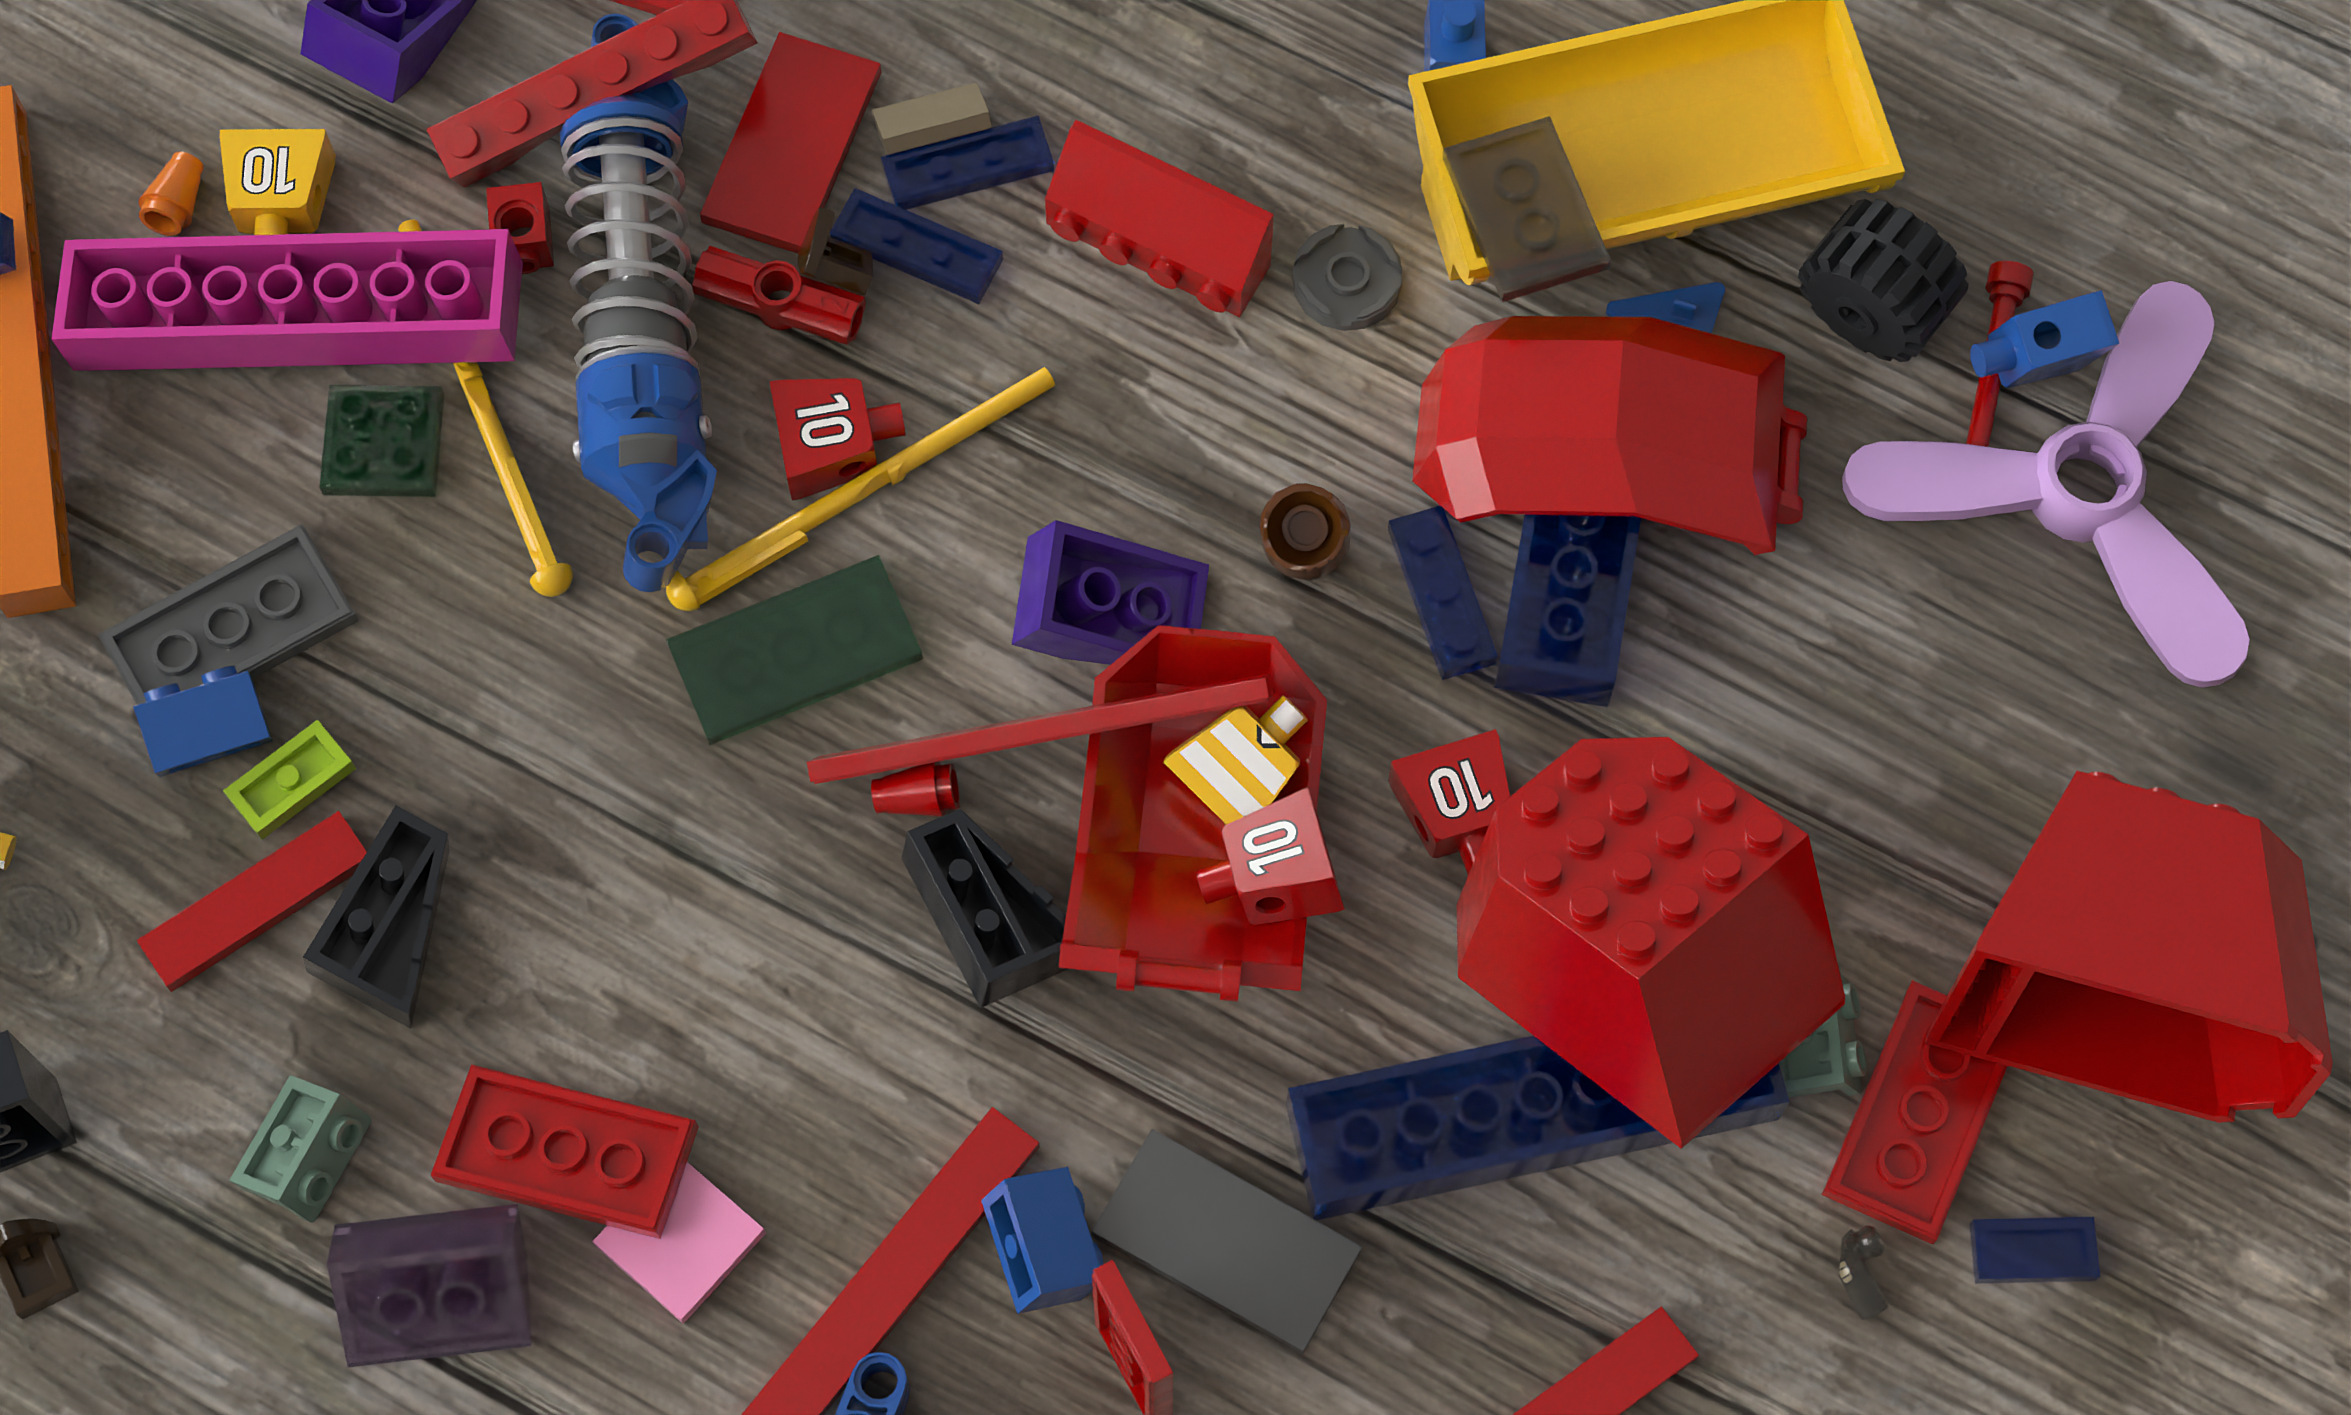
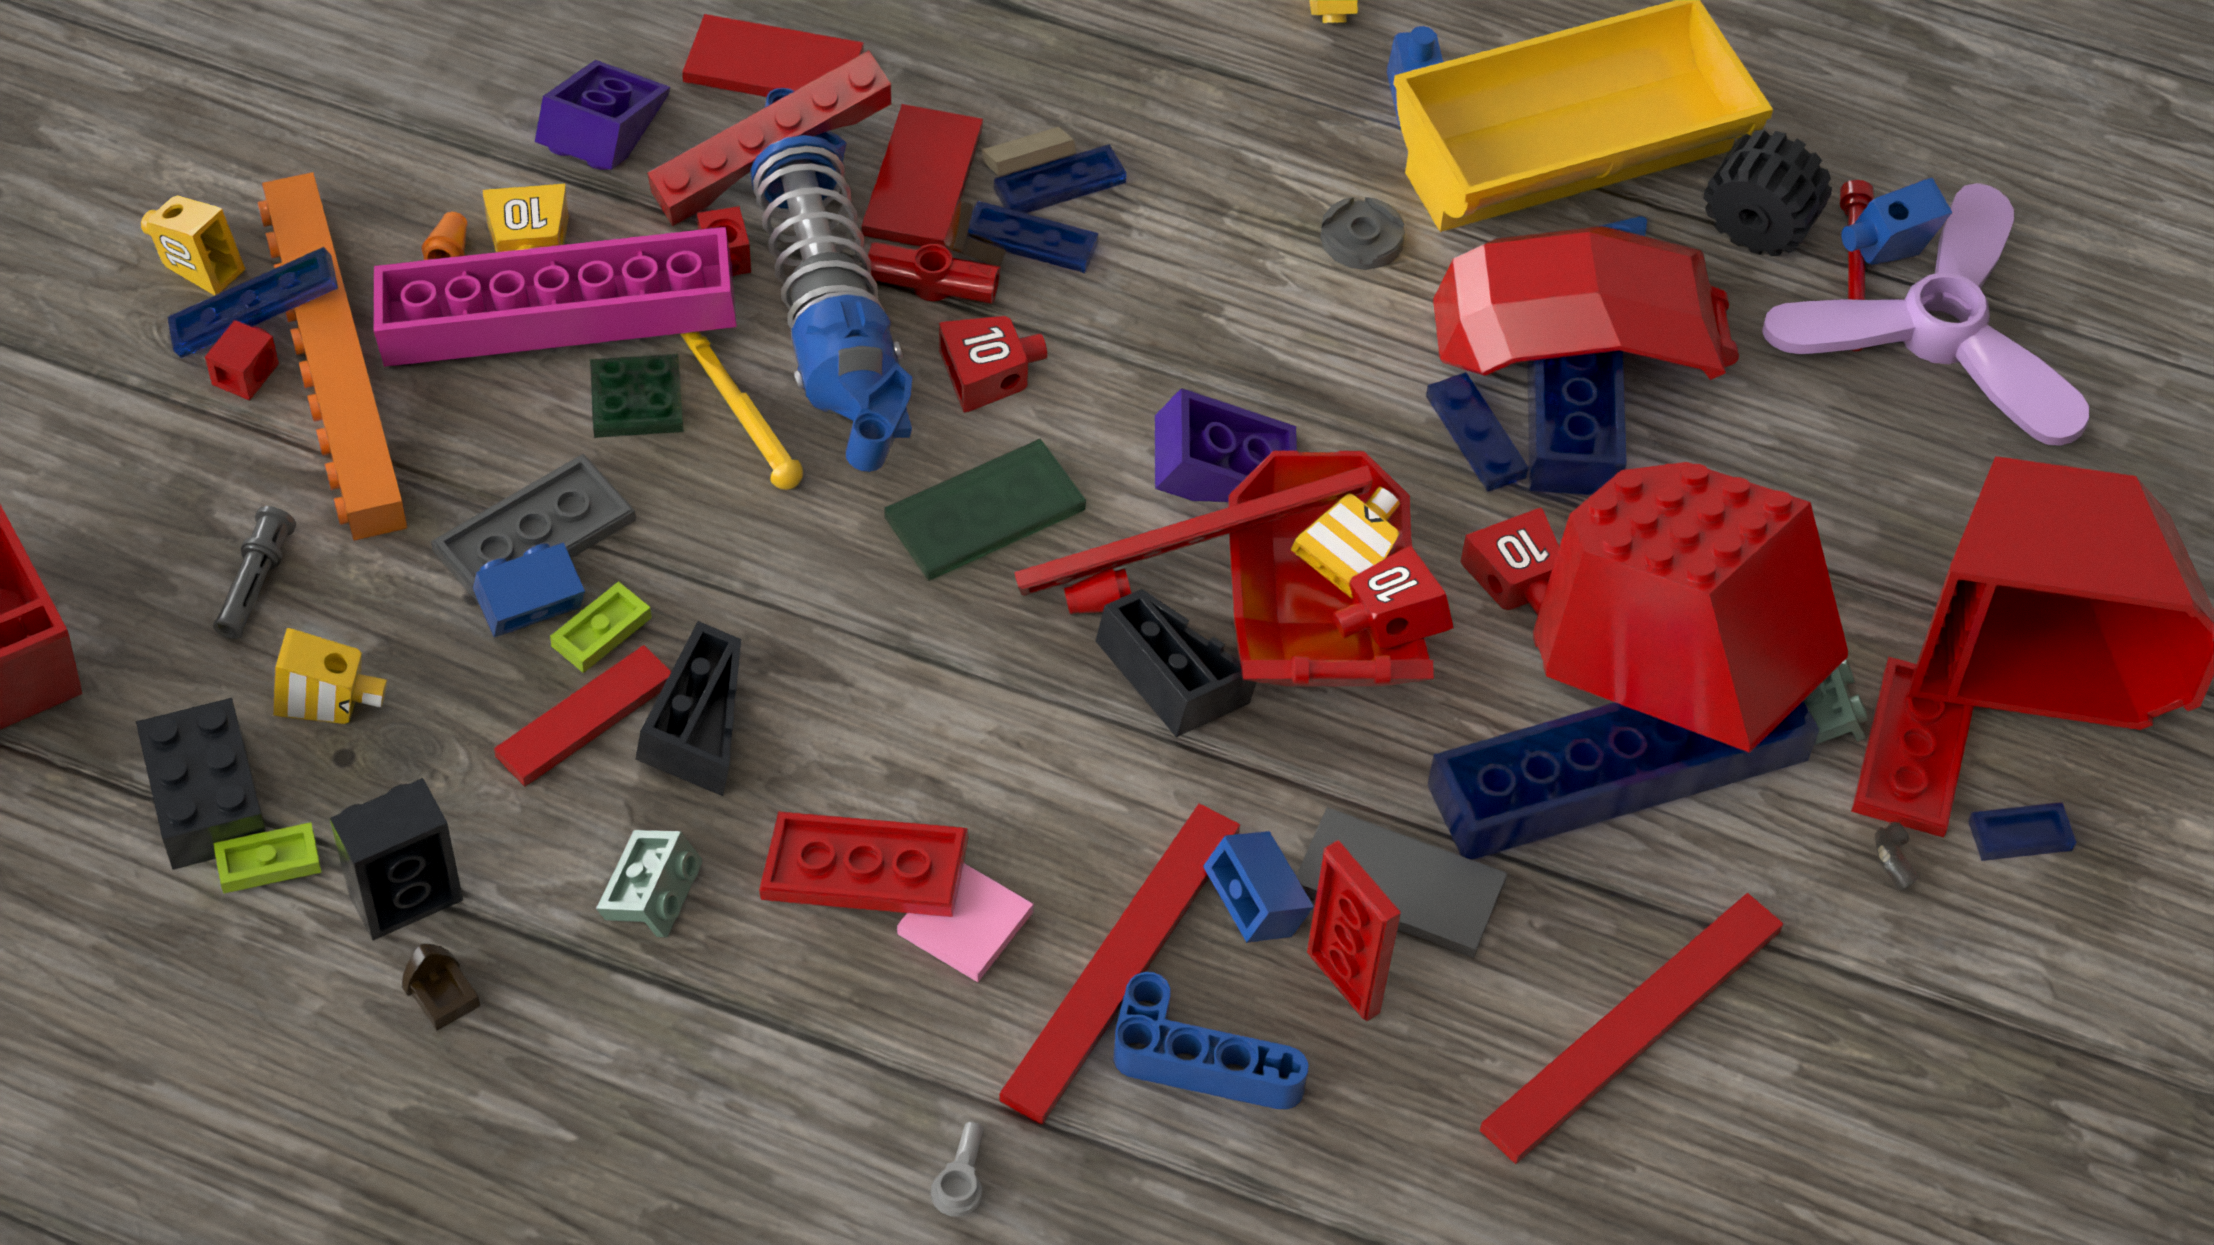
camera: 10 degrees left, 15 degrees down
(431, 1285) = (774, 968): clear purple slope -> none
(789, 534) = (897, 474): yellow bar -> none
(1159, 220) = (1218, 196): red slope -> none
(1305, 531) = (1367, 394): reddish brown hair -> none
(1526, 209) = (1500, 150): clear smoke tile -> none

